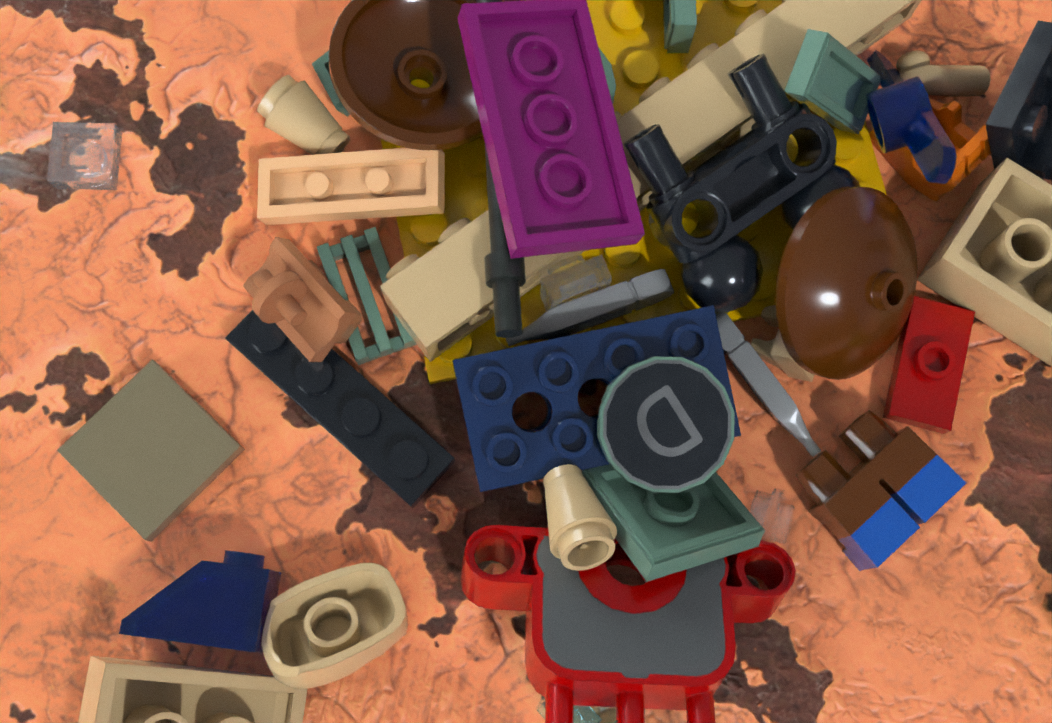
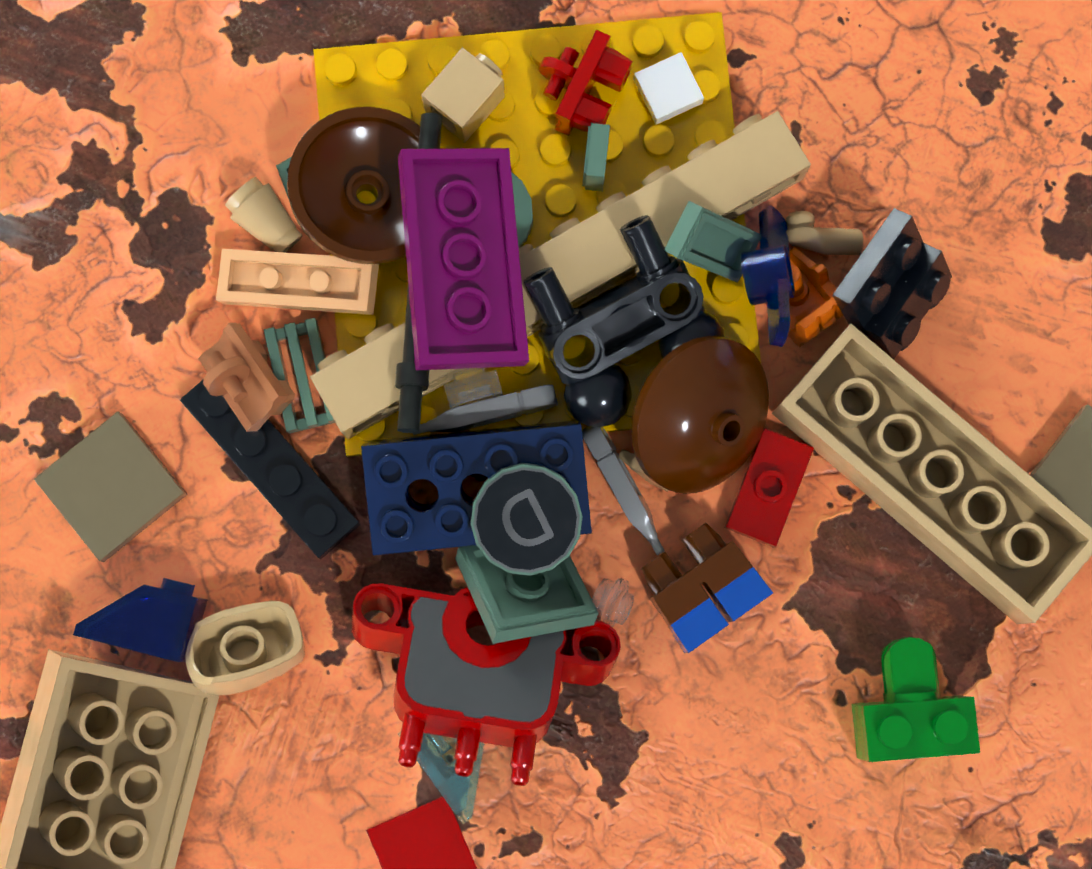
camera: 10 degrees right, 5 degrees up
(84, 156) = (75, 228): clear plate -> none
(577, 521) = (445, 587): tan cone -> none

